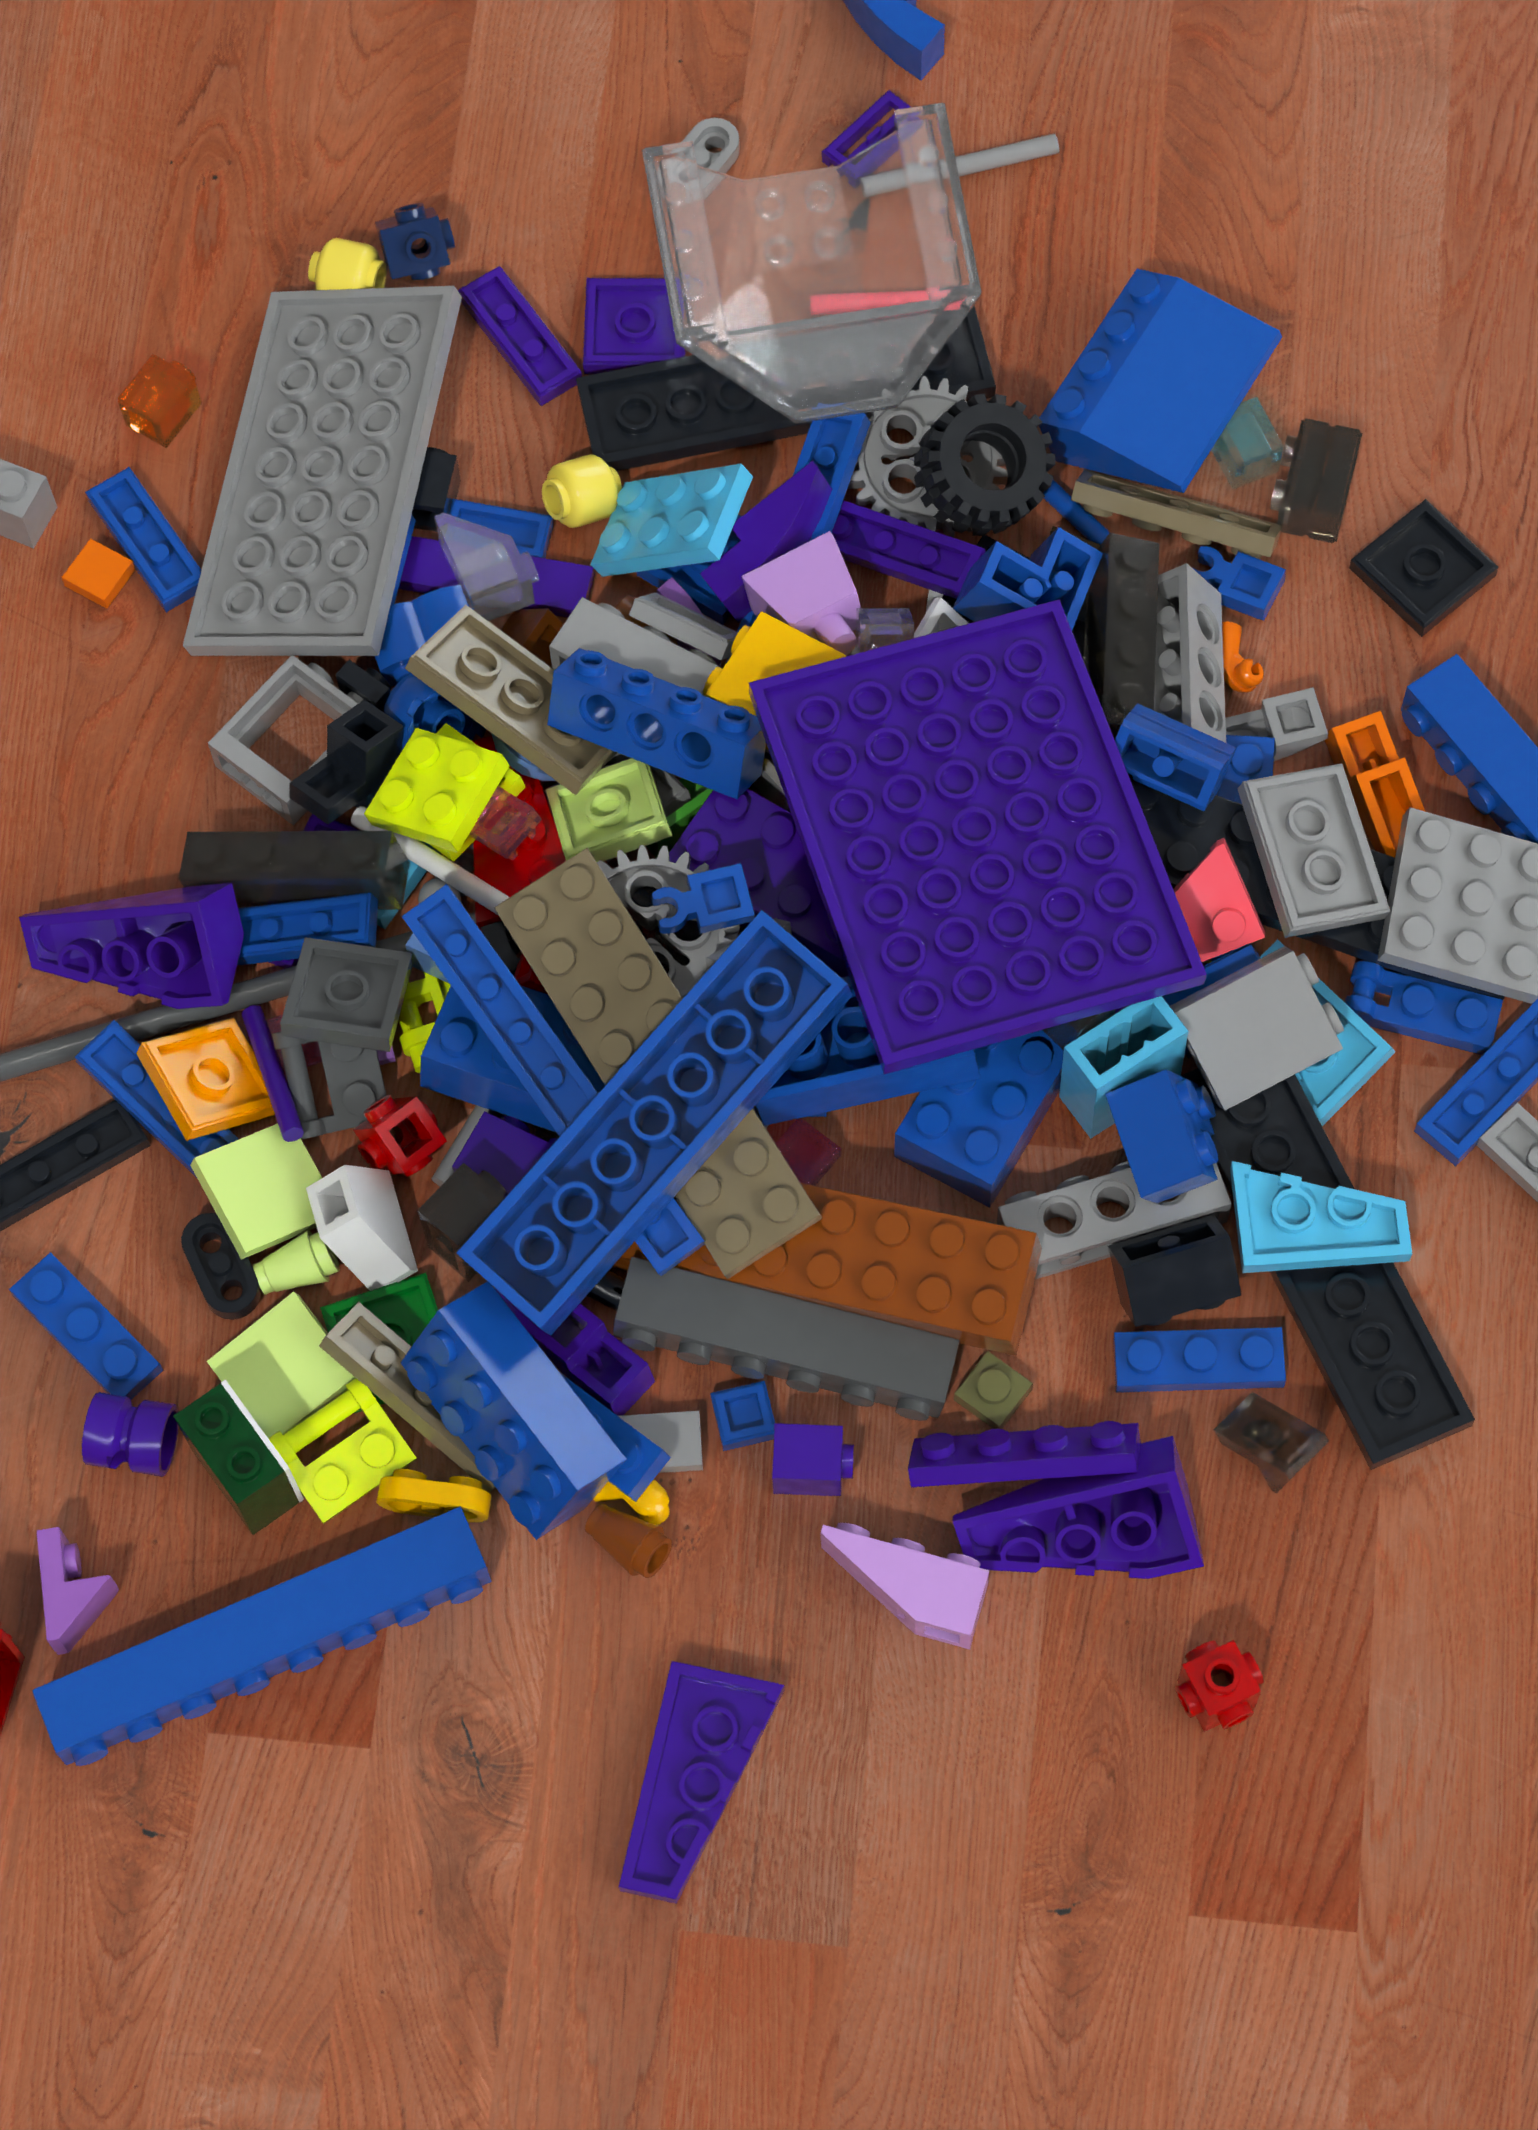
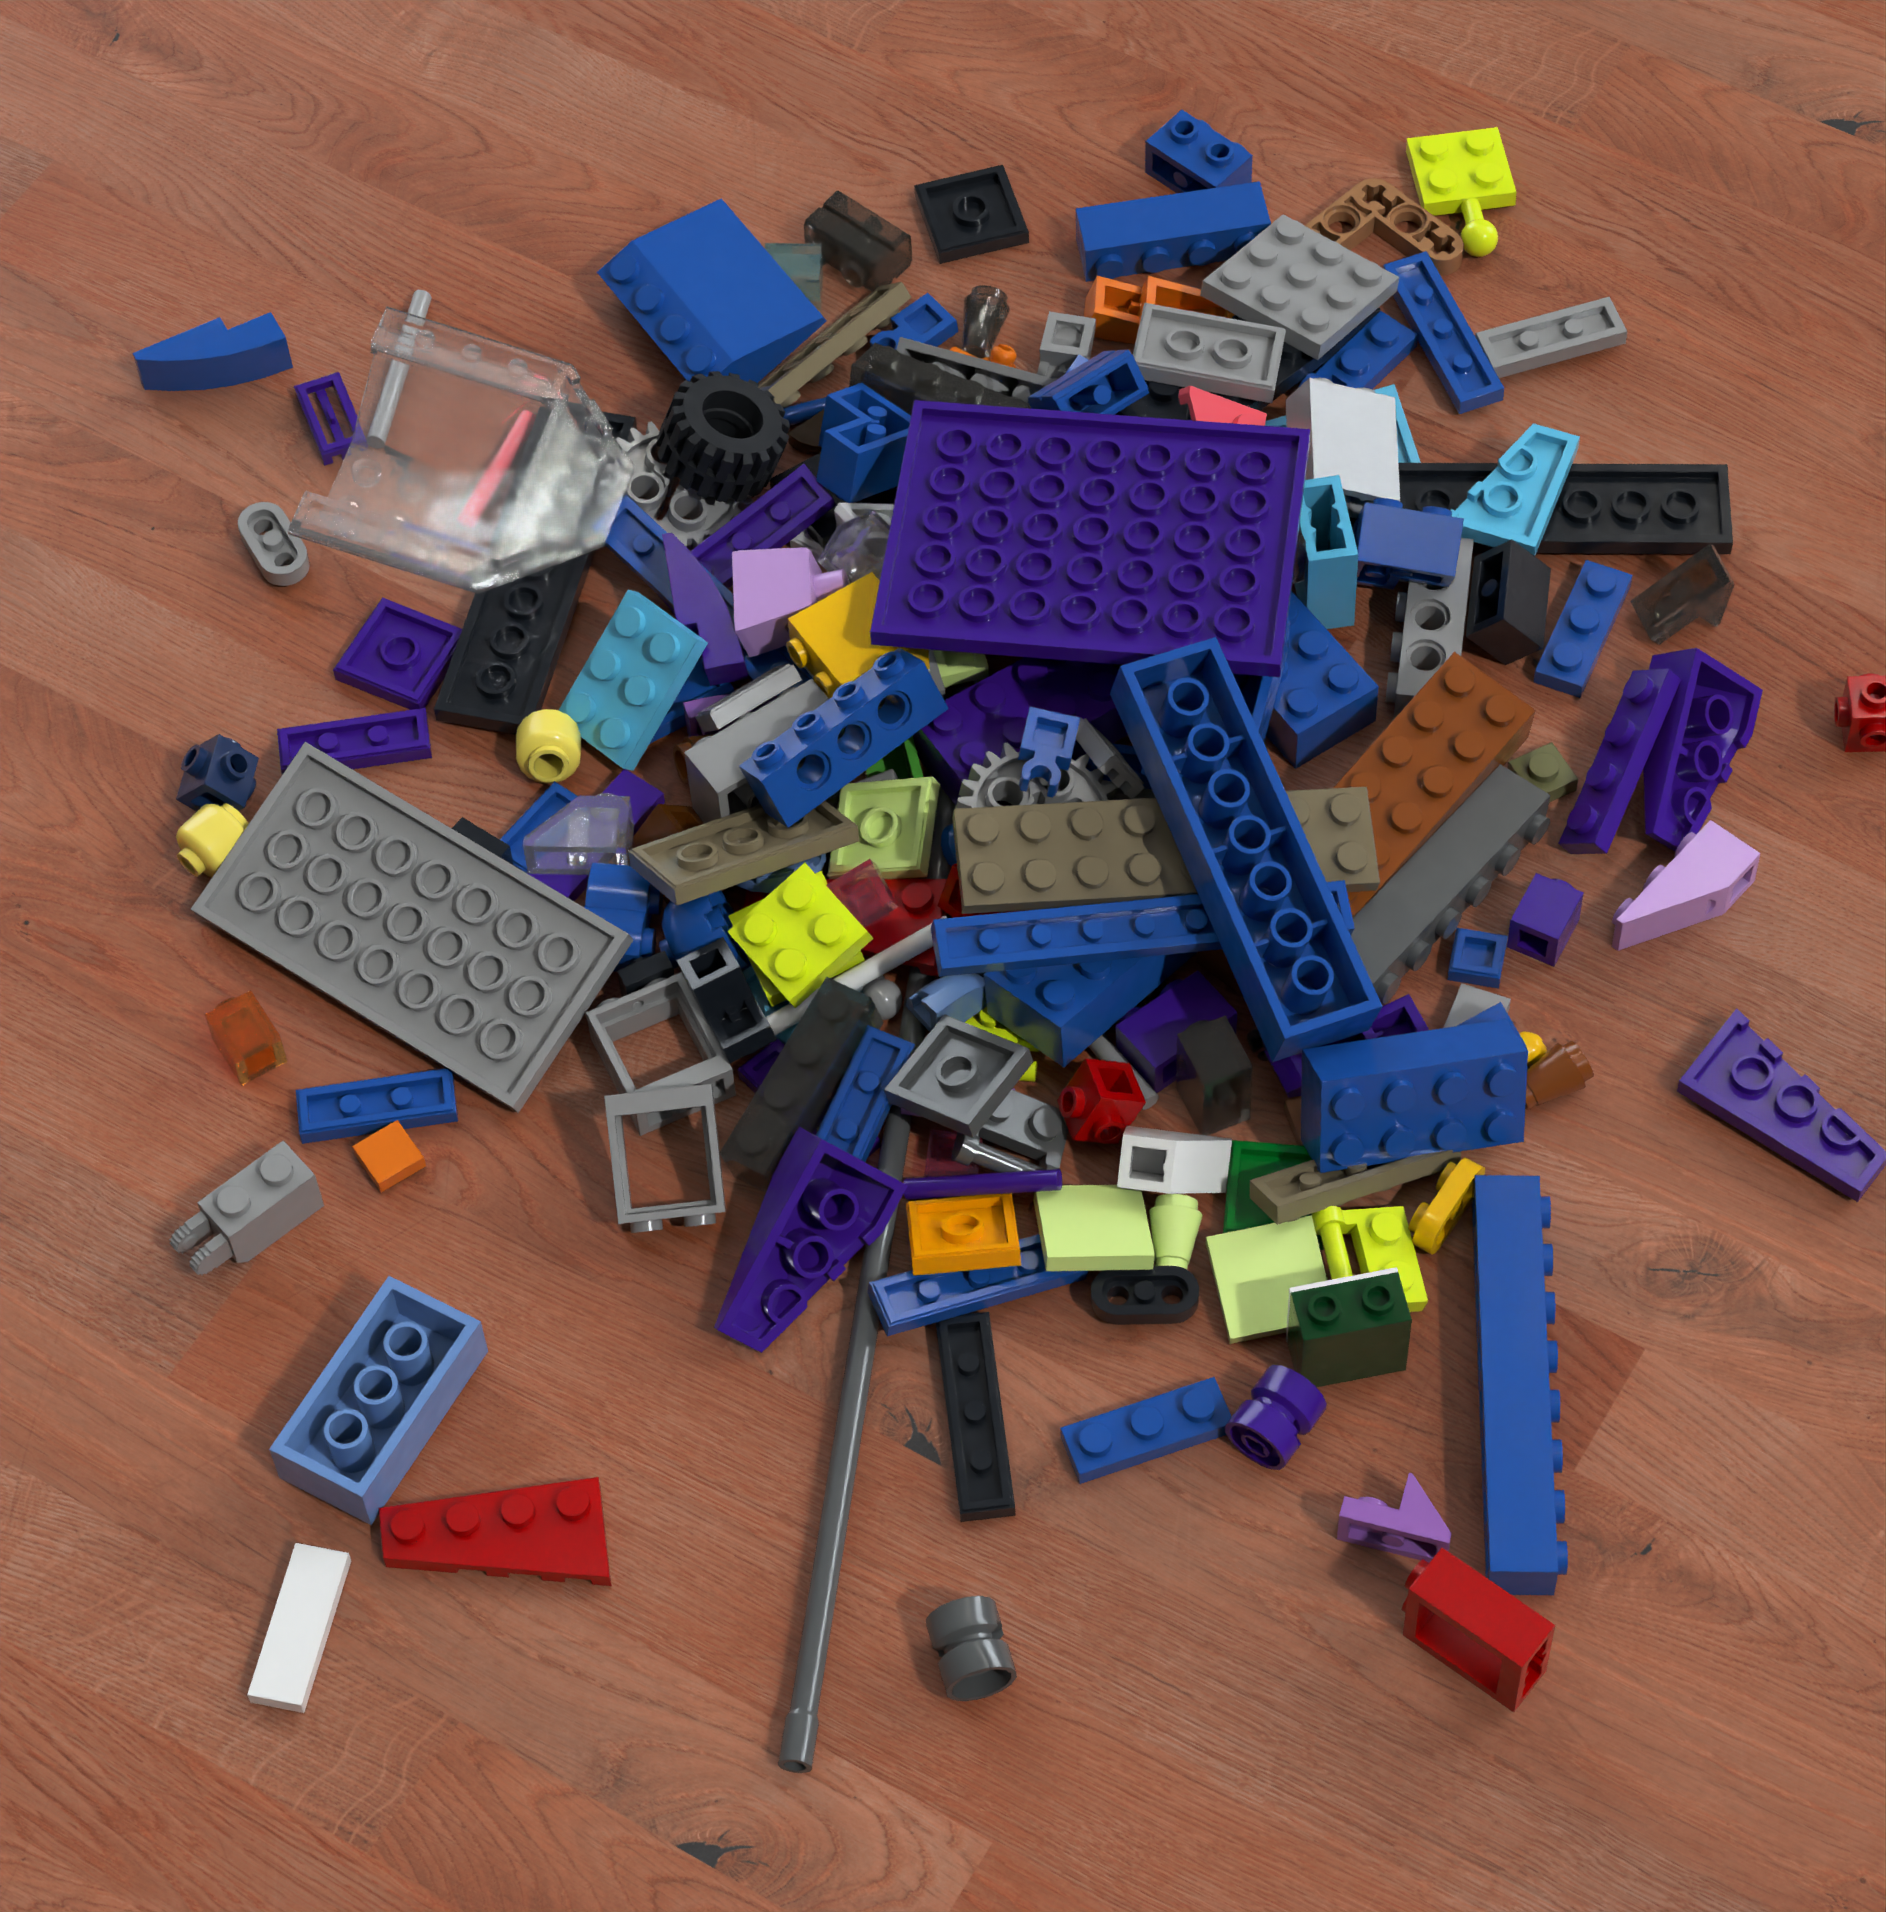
camera: 65 degrees left, 10 degrees down
(209, 758) = (650, 1217): none -> light grey window
(1284, 636) = (983, 318): none -> clear smoke cone

